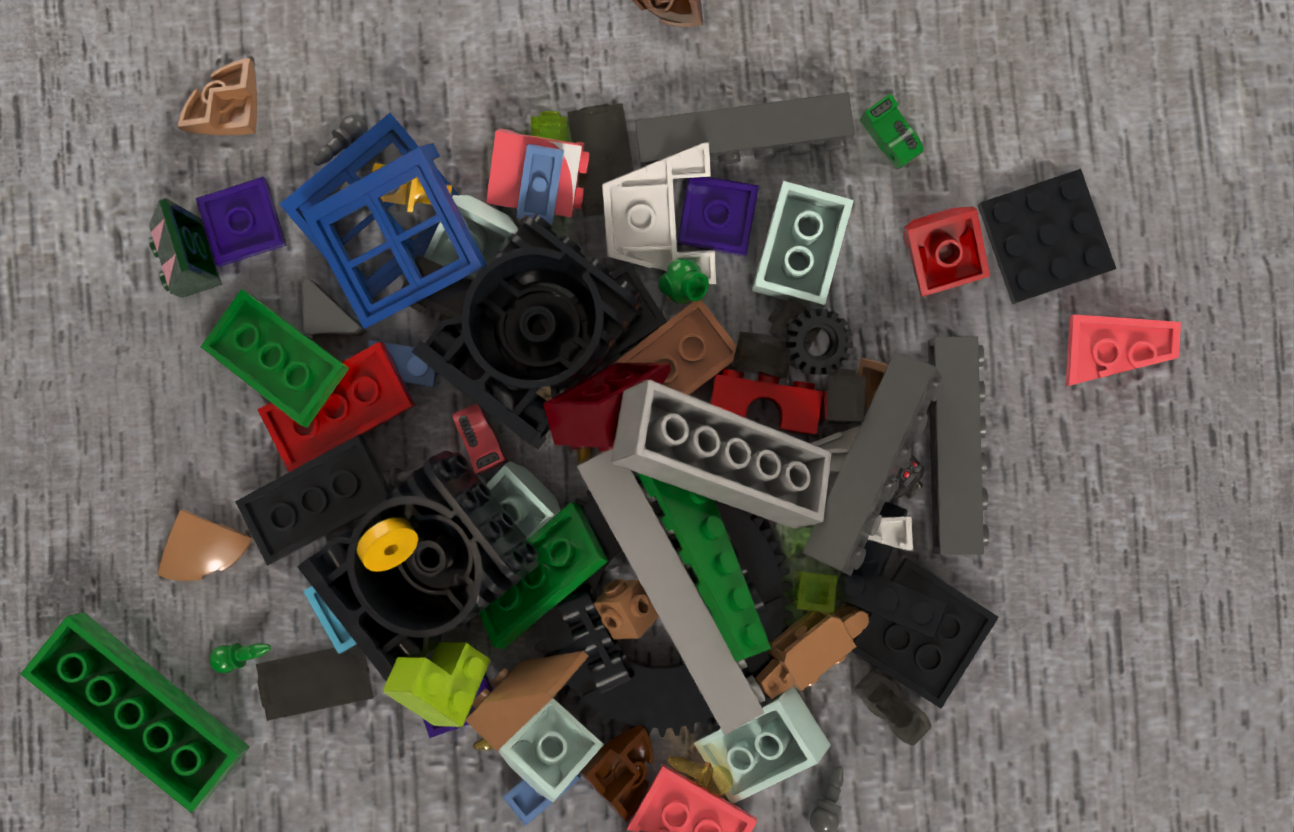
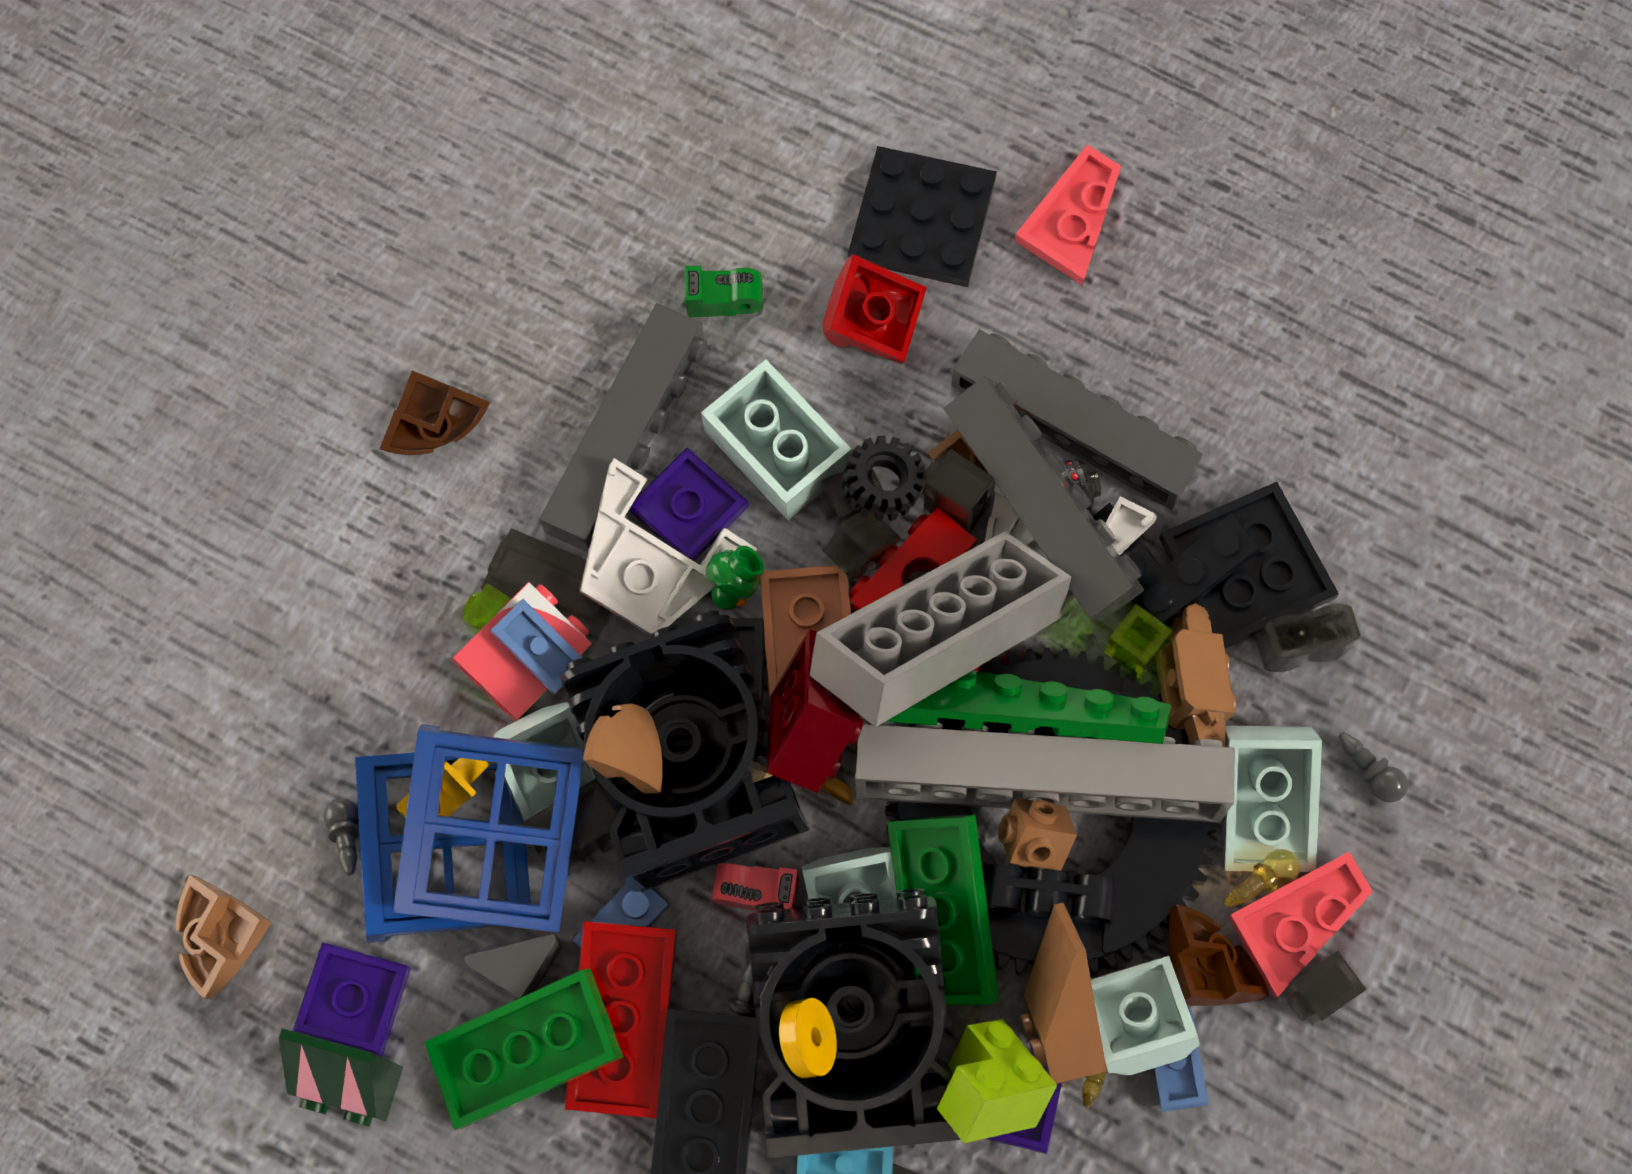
camera: 55 degrees left, 15 degrees down
(504, 294) = (627, 748): none -> medium nougat brick

